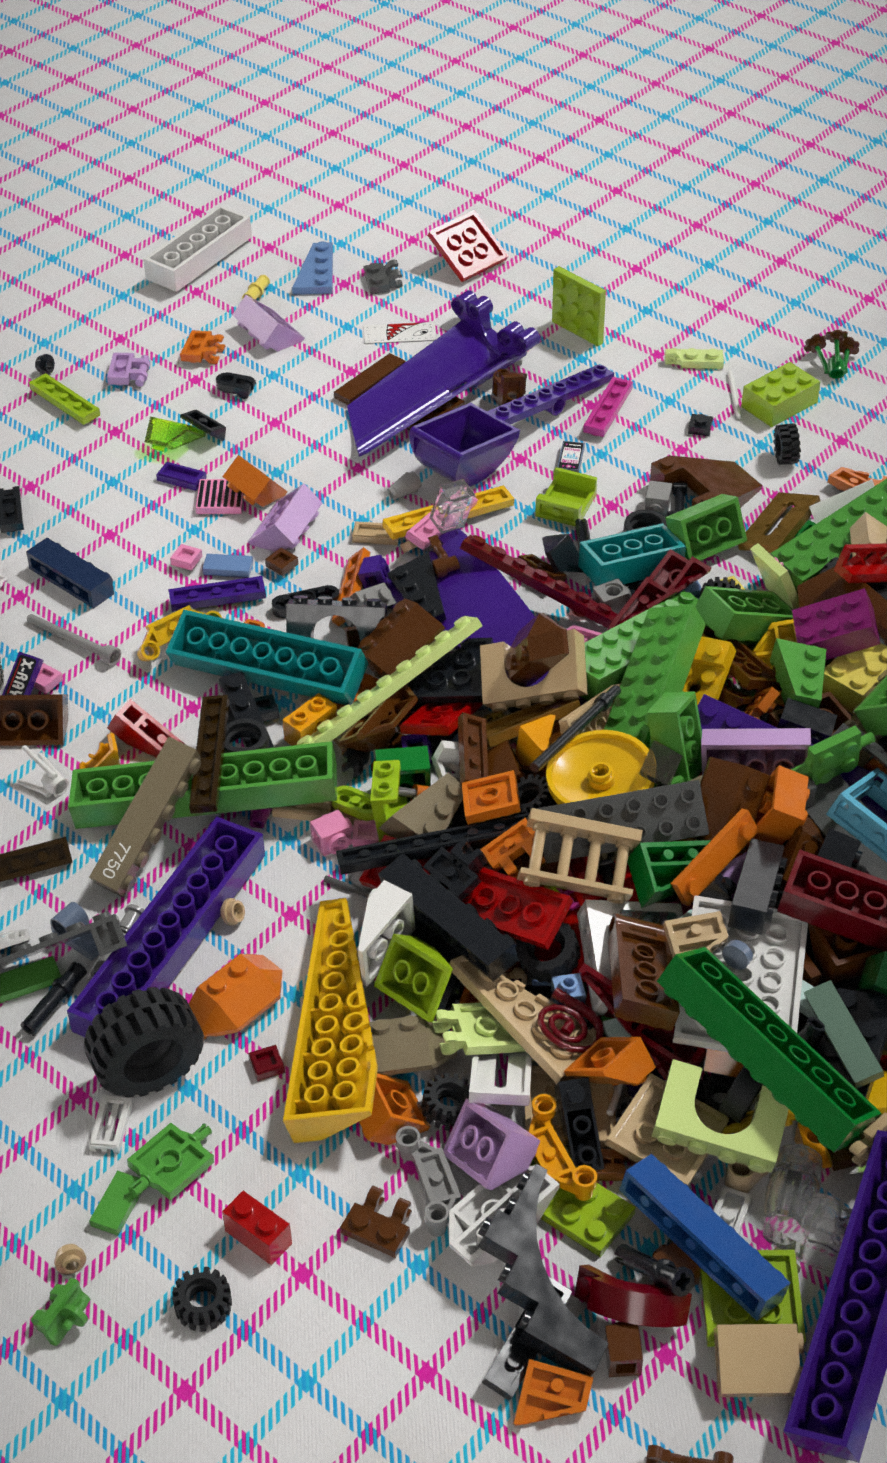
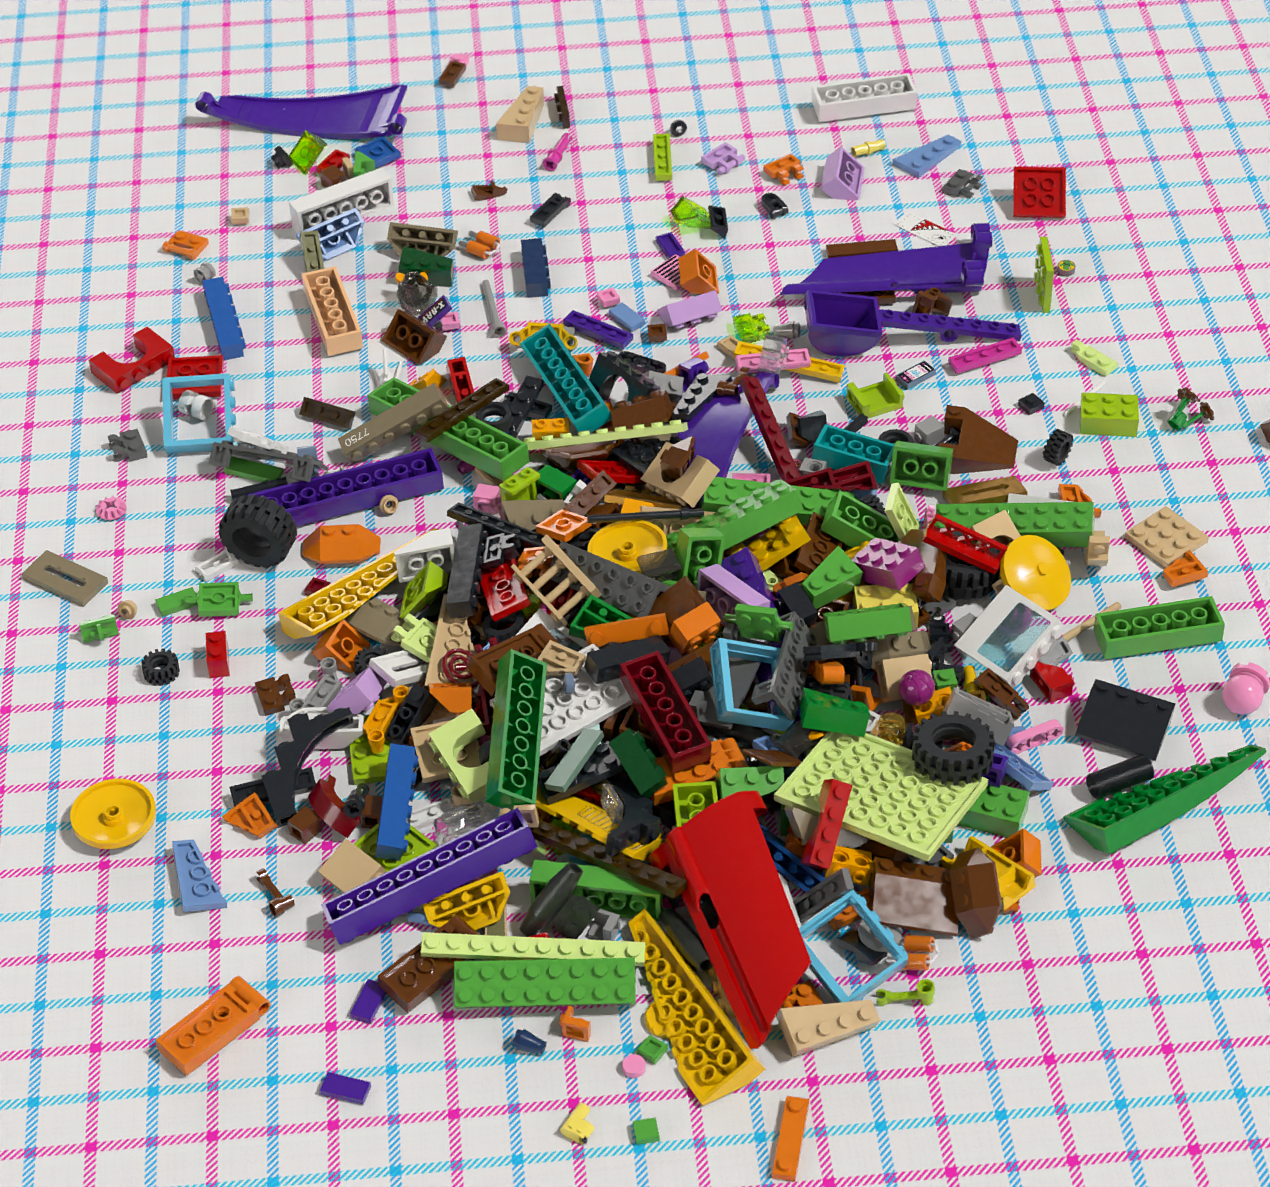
camera: 45 degrees right, 0 degrees up
(364, 506) = (751, 327): none -> clear neon green plate

